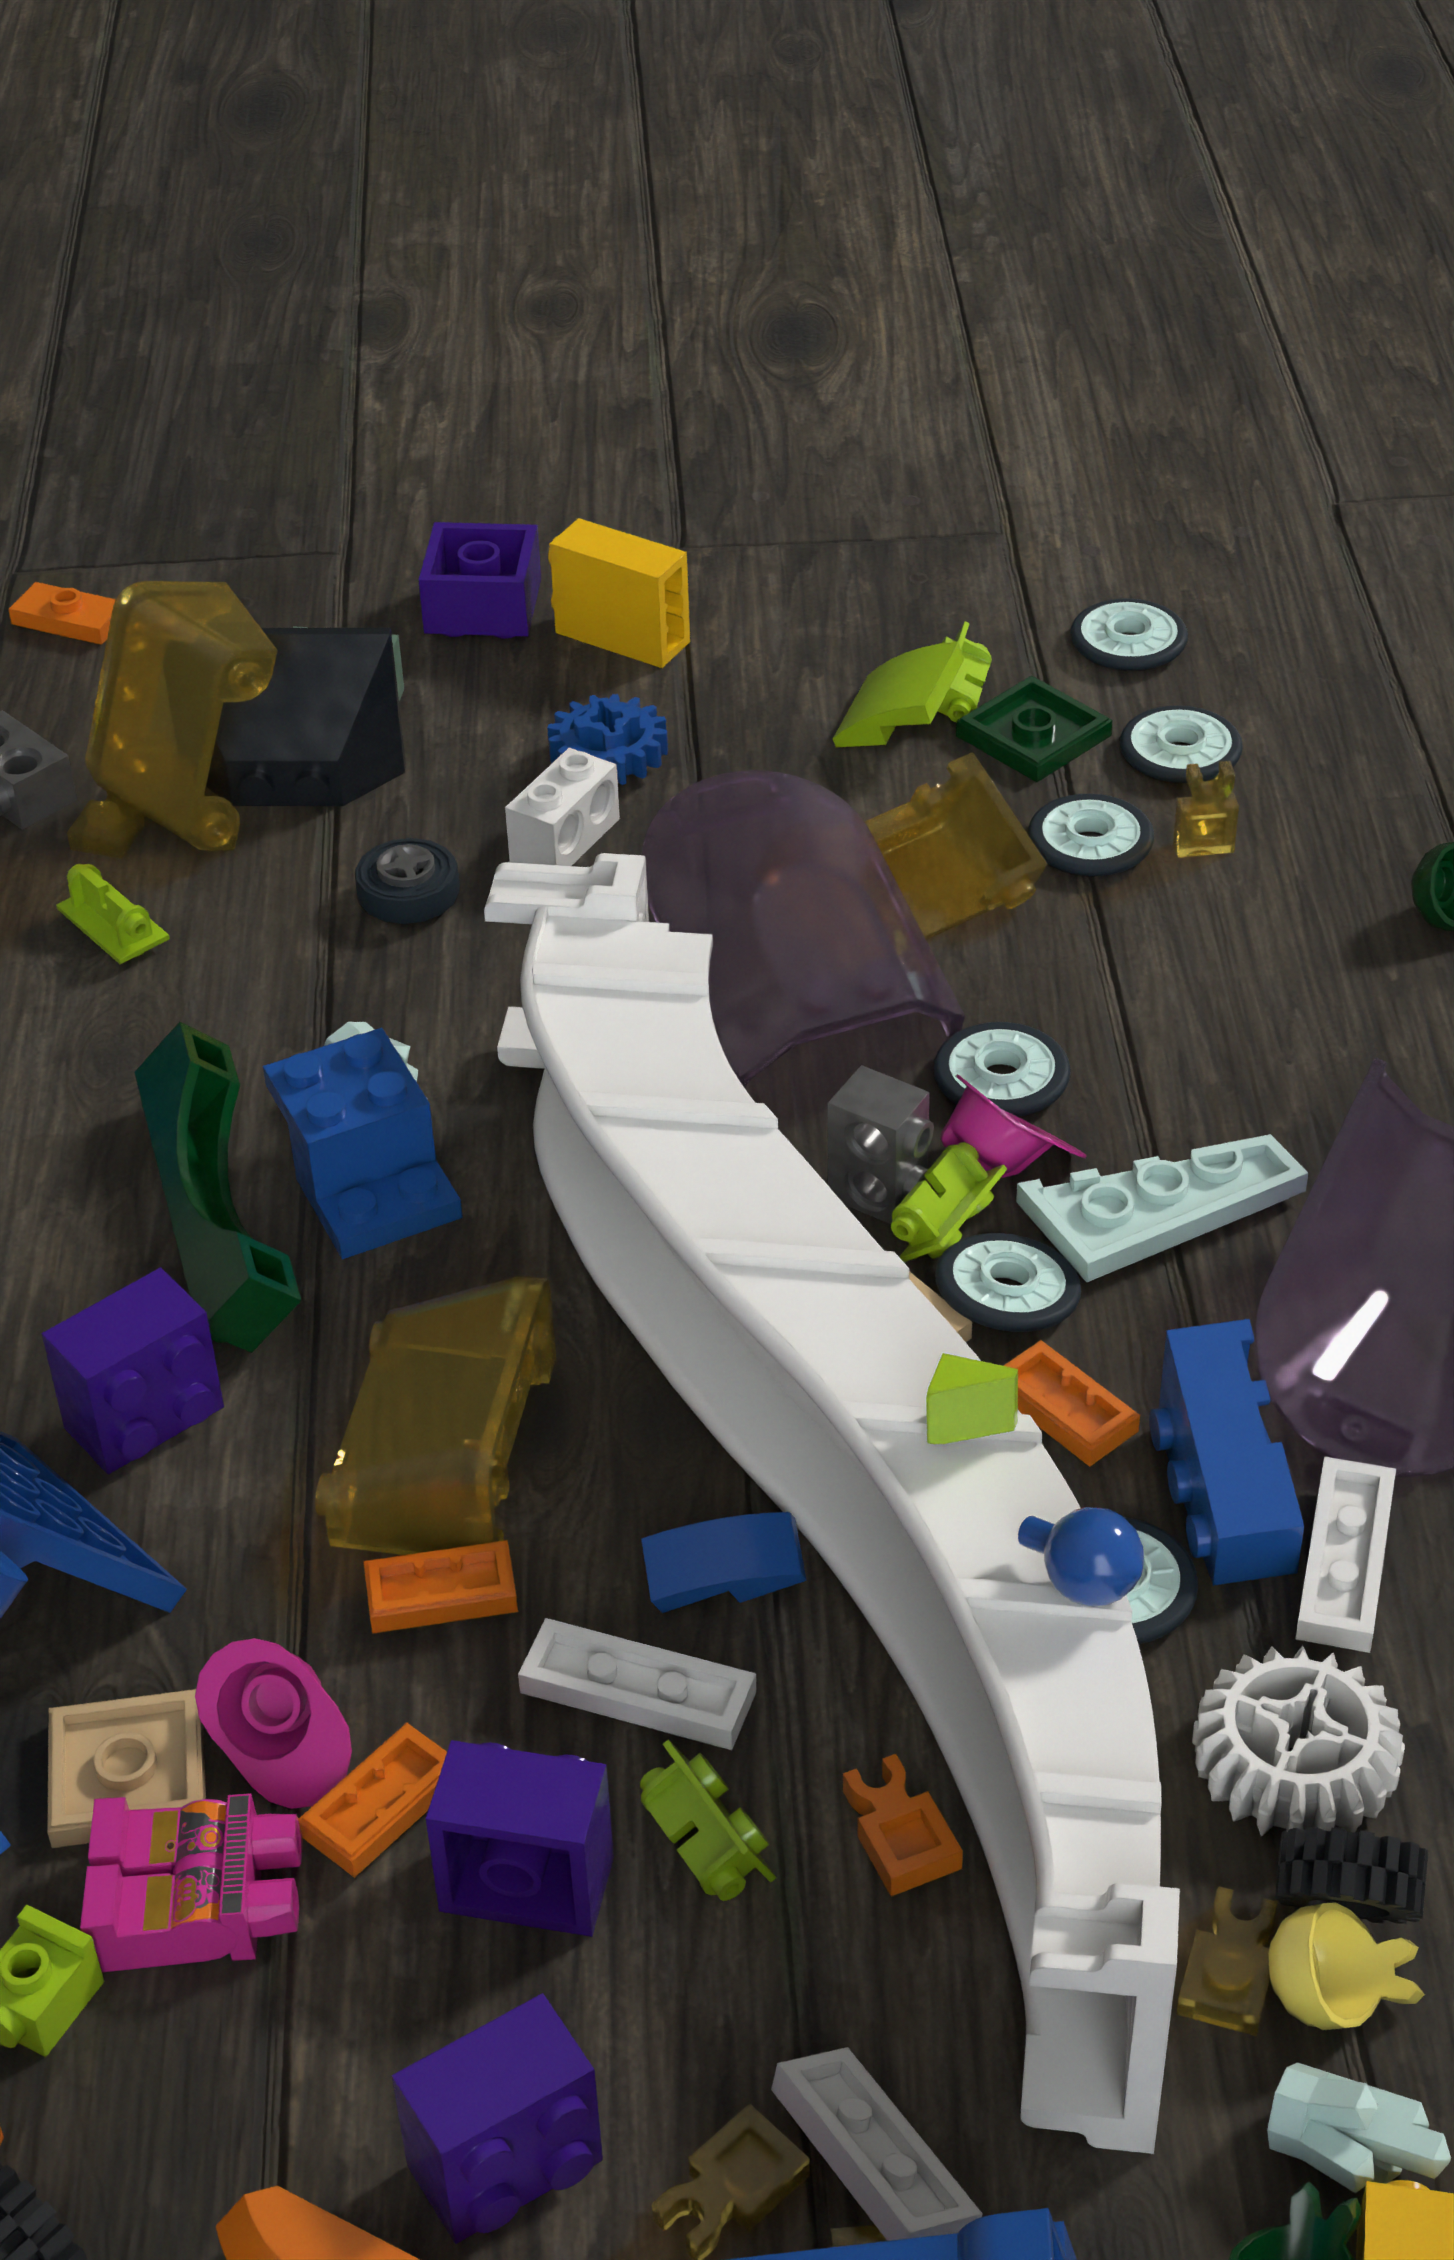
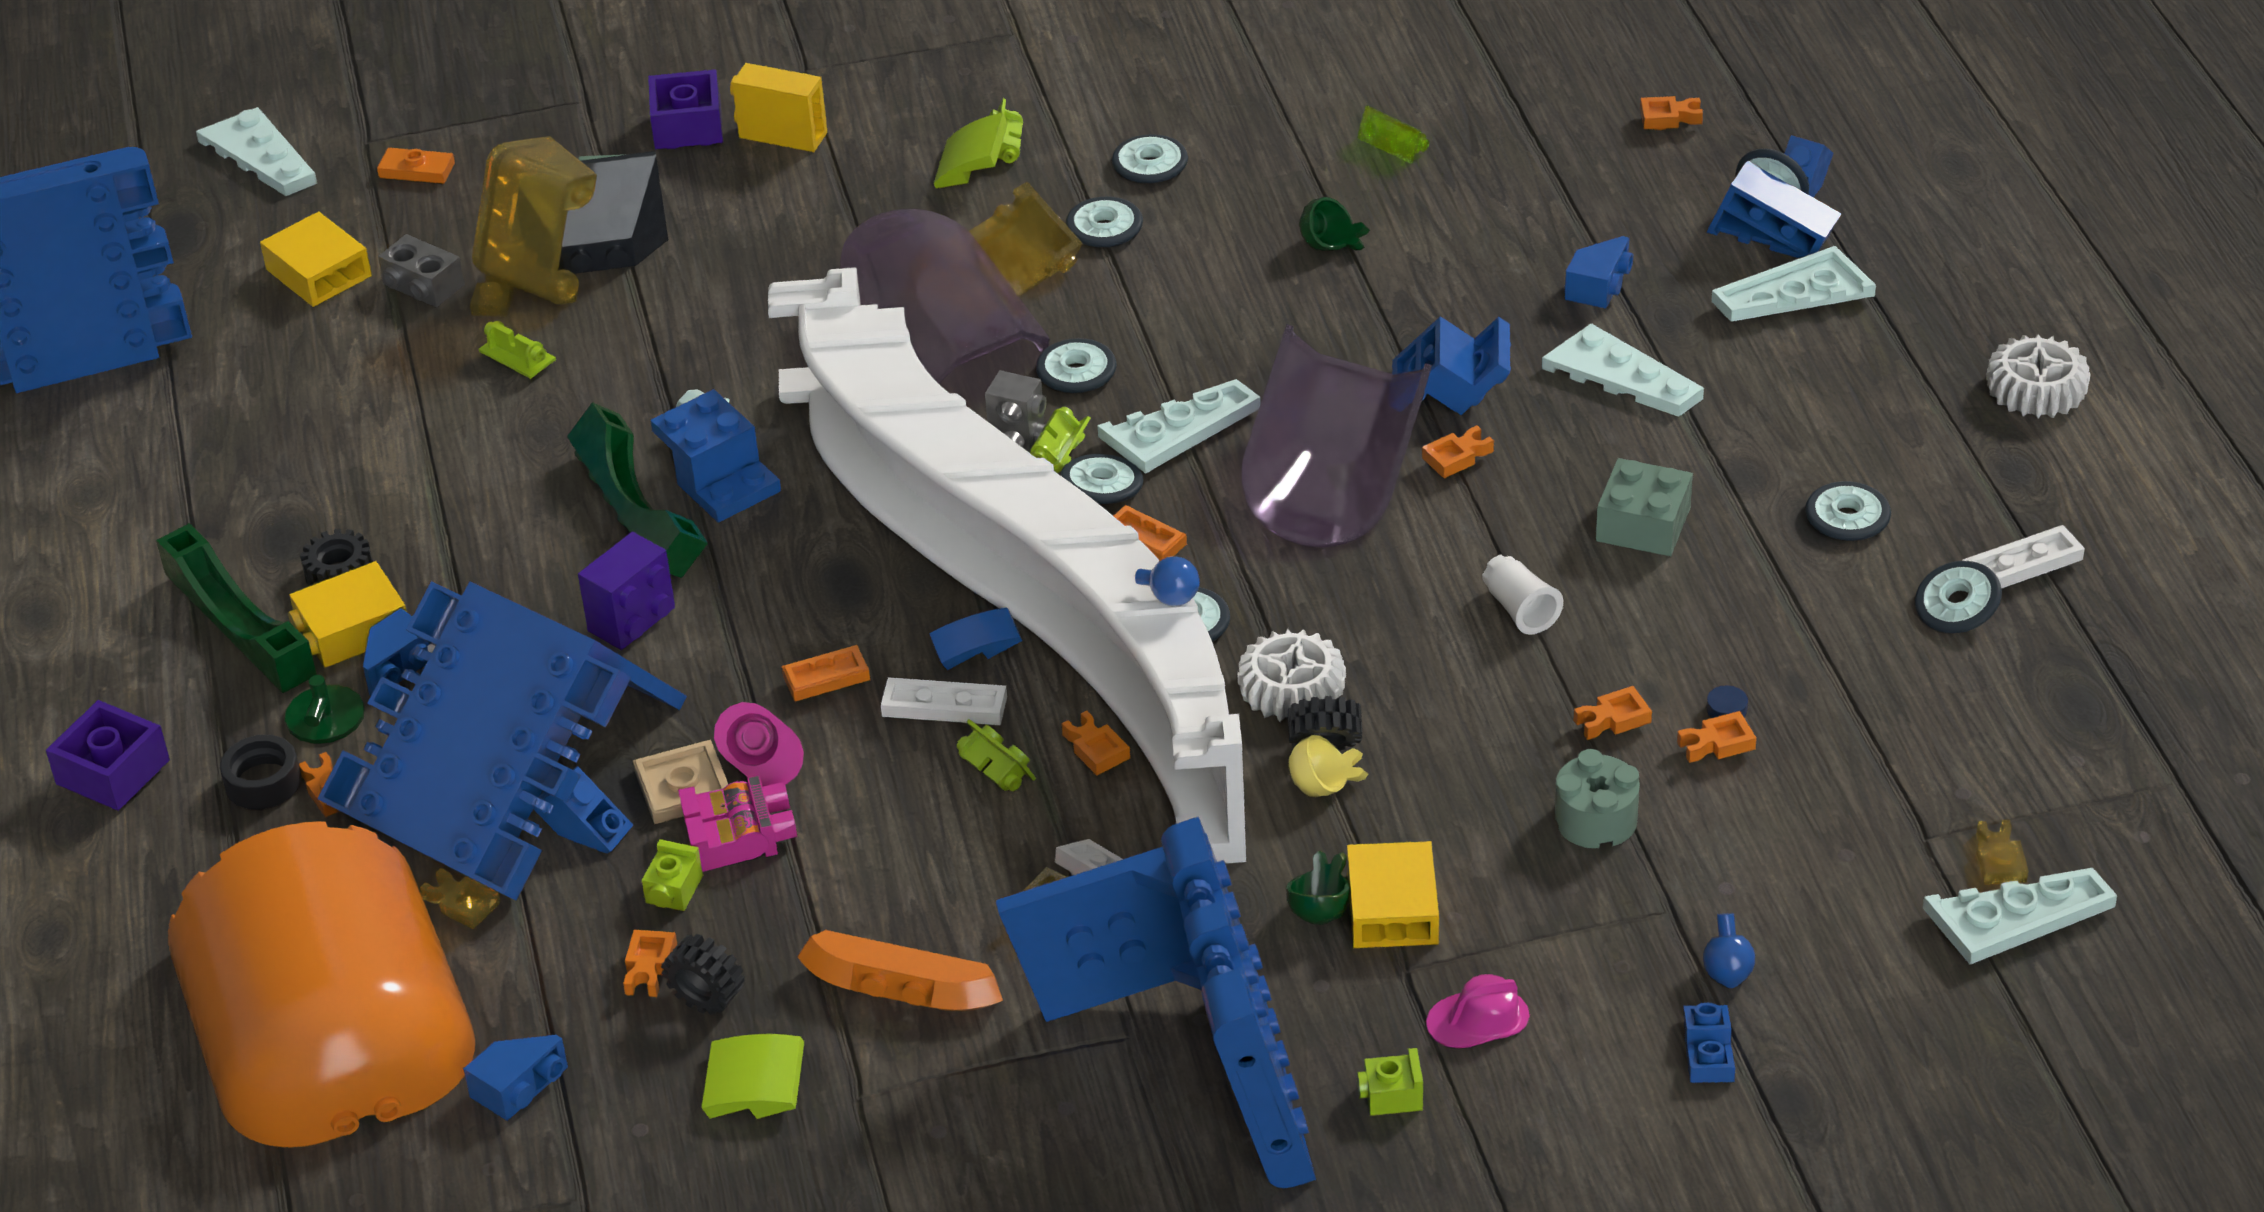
camera: 10 degrees left, 0 degrees up
(375, 1801) = (823, 772): orange plate -> none
(407, 880) = (693, 305): black wheel -> none
(439, 1419) = (803, 589): clear yellow windscreen -> none
(499, 2118) = (926, 887): dark purple brick -> none
(521, 1837) = (905, 772): dark purple brick -> none
(563, 810) = (779, 249): white brick -> none
(612, 732) = (794, 202): blue gear -> none
(970, 1400) = (1099, 520): lime slope -> none
(997, 1133) = (1080, 399): dark pink piece -> none
(1034, 728) = (1057, 160): dark green tile -> none
(1100, 636) = (1124, 95): light aqua wheel -> none
(1210, 817) = (1174, 202): clear yellow plate -> none
(1221, 1456) = (1231, 545): blue wedge -> none
(1229, 1969) = (1271, 779): clear yellow plate -> none
(1346, 1555) = (1305, 585): white plate -> none
(1352, 2129) = (1335, 828): light aqua rock -> none

